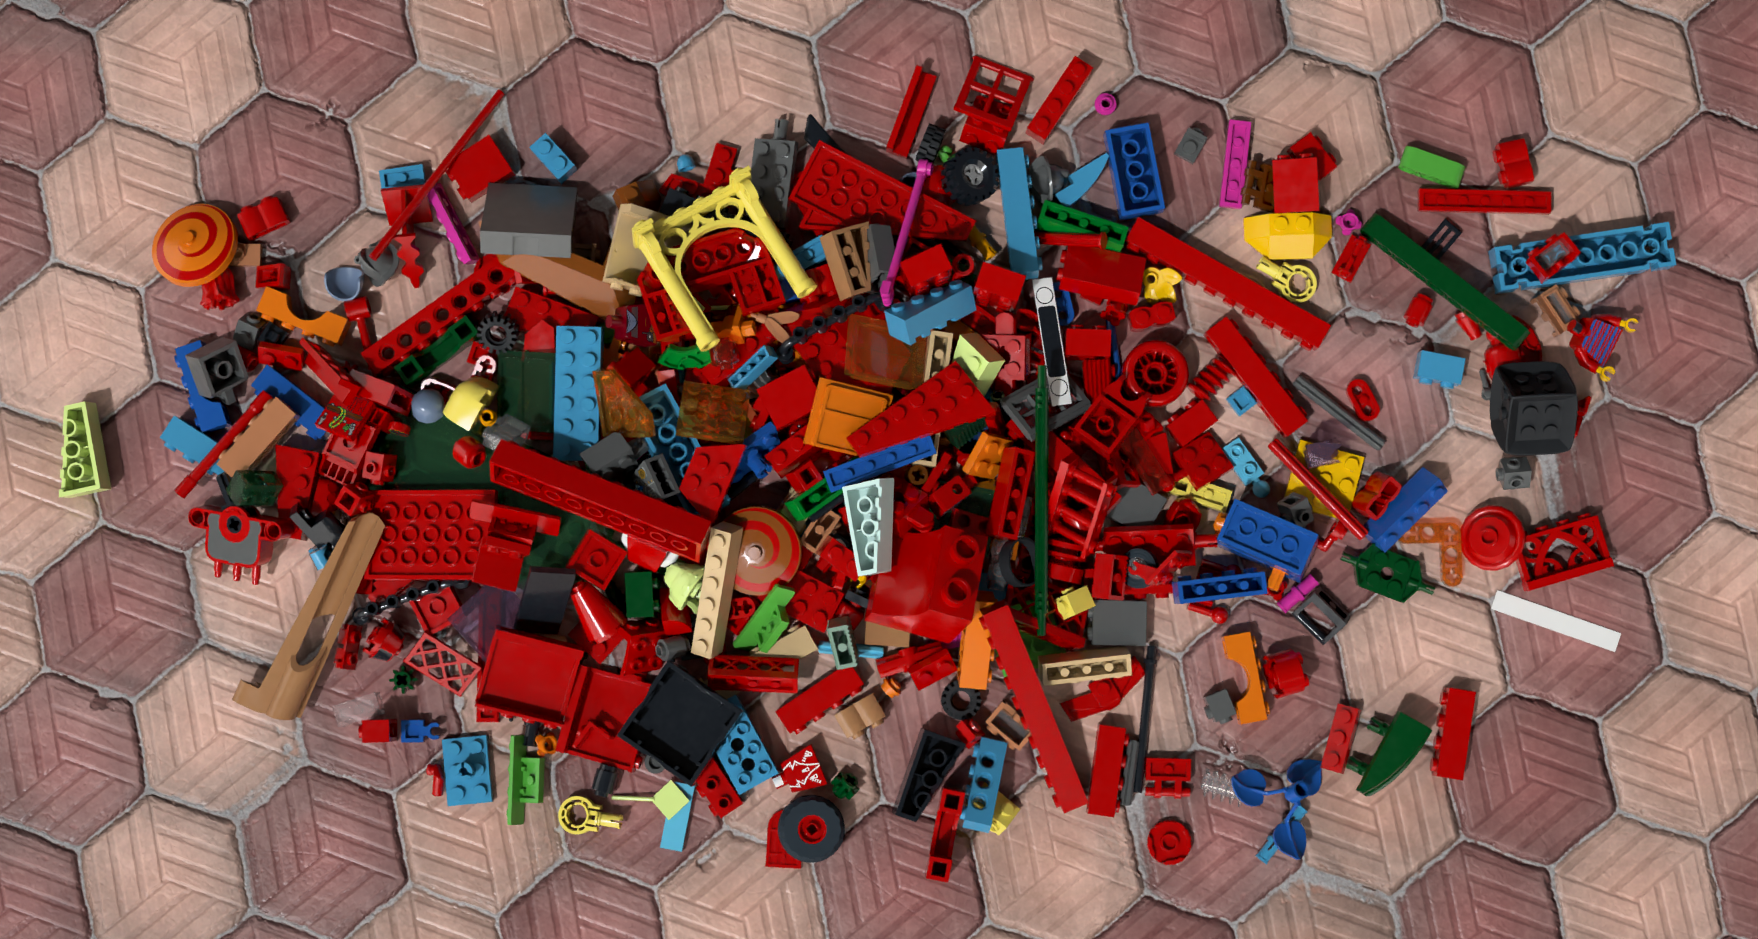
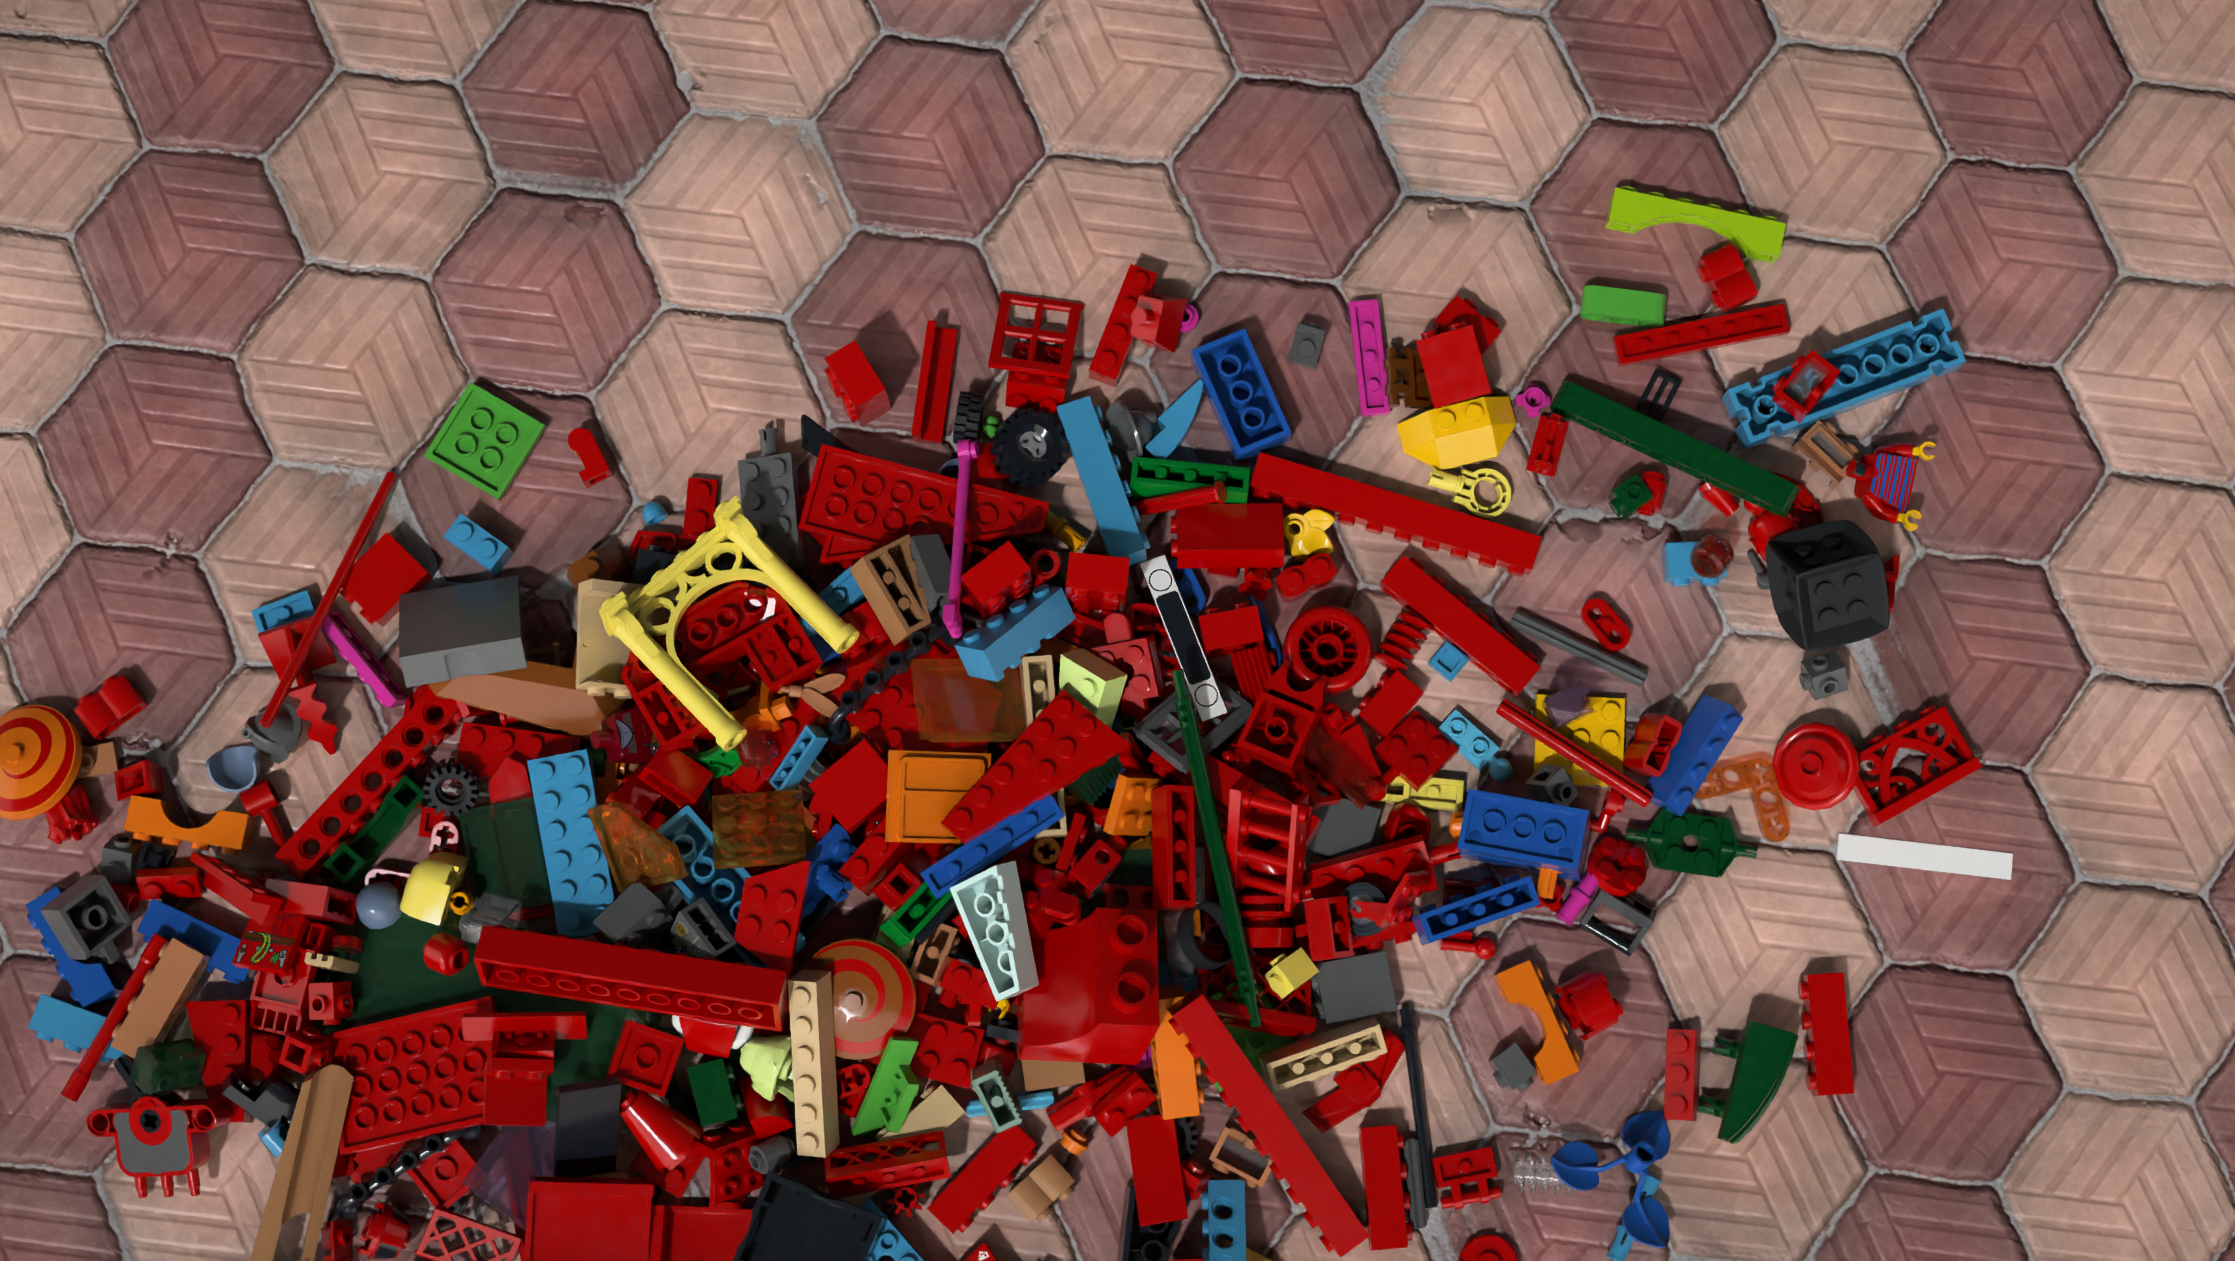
camera: 15 degrees left, 5 degrees down
(386, 440) = (331, 963): none -> tan tile
(573, 83) = (485, 441): none -> bright green plate
(647, 106) = (595, 464): none -> red leg
(661, 361) = (675, 776): none -> red brick
(757, 705) = (901, 1206): none -> red gear
(854, 101) = (856, 384): none -> red brick
(946, 721) = (1156, 1170): none -> red piece
(1086, 102) = (1158, 320): none -> red torso
(1337, 571) = (1627, 857): none -> red plate
(1402, 310) = (1629, 497): none -> dark green bracket
(1453, 368) = (1711, 556): none -> clear red head
(1541, 136) = (1753, 236): none -> lime arch

